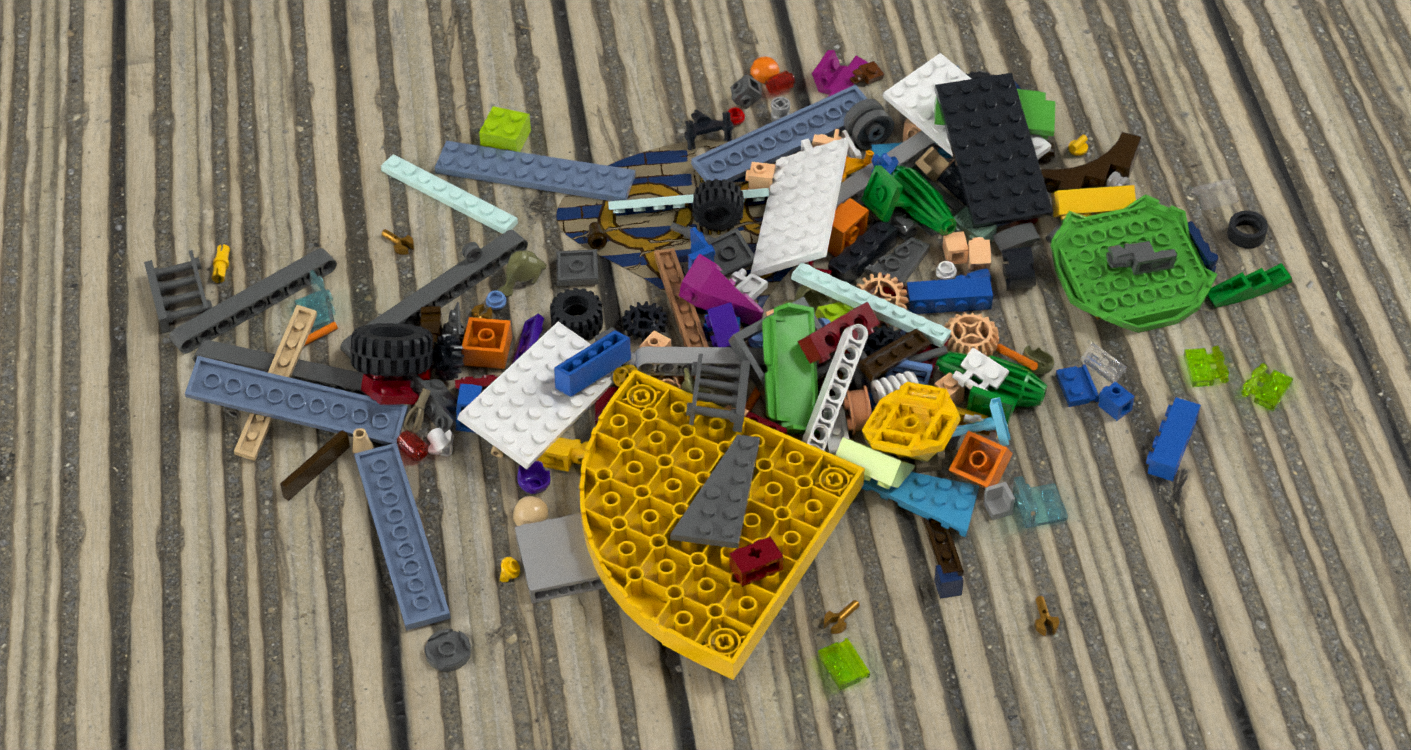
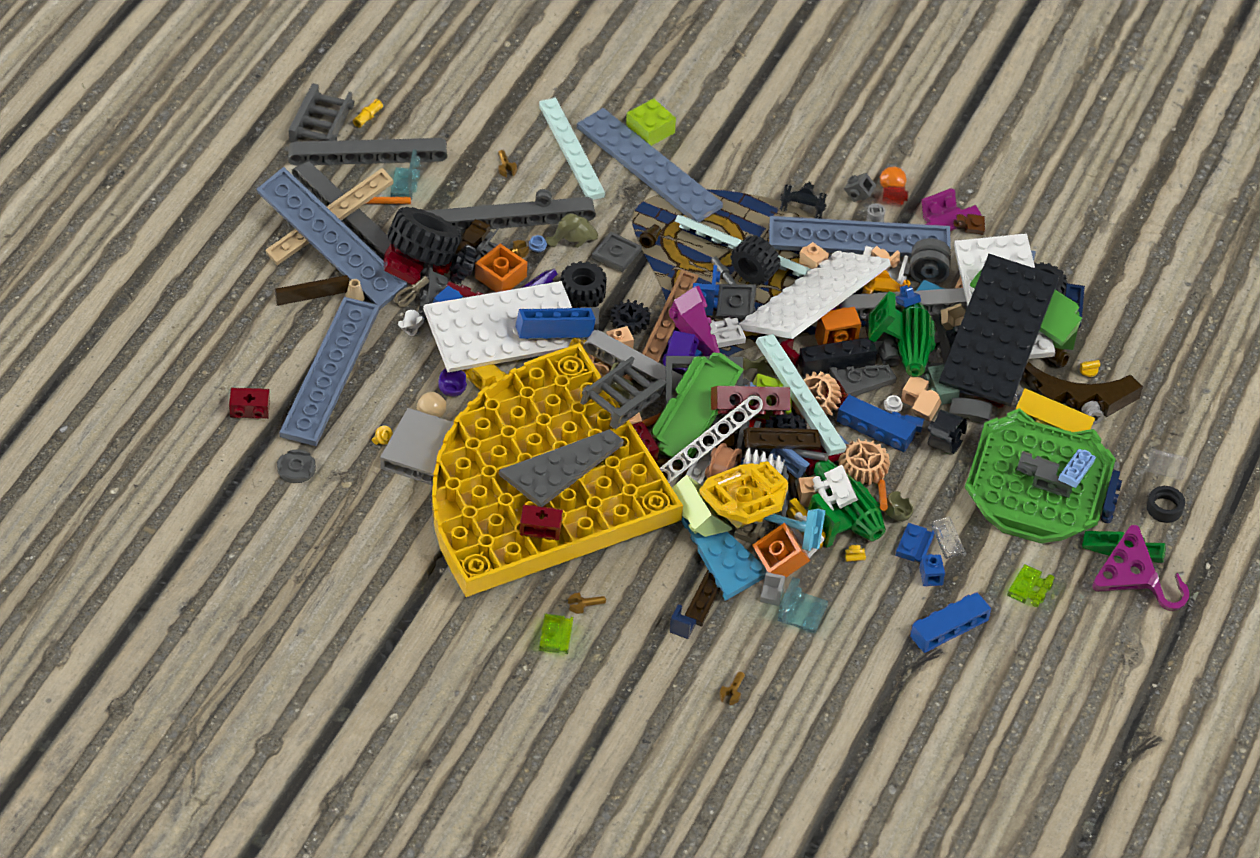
camera: 30 degrees right, 0 degrees up
(348, 613) = (249, 403): none -> dark red brick
(412, 445) = (389, 313): clear red brick -> none
(737, 115) = (837, 202): red plate -> none
(1035, 425) = (855, 553): none -> yellow plate
(1164, 236) = (1077, 468): none -> light blue tile
(1272, 391) = (1066, 633): clear neon green plate -> none
(1279, 287) = (1125, 579): none -> magenta piece

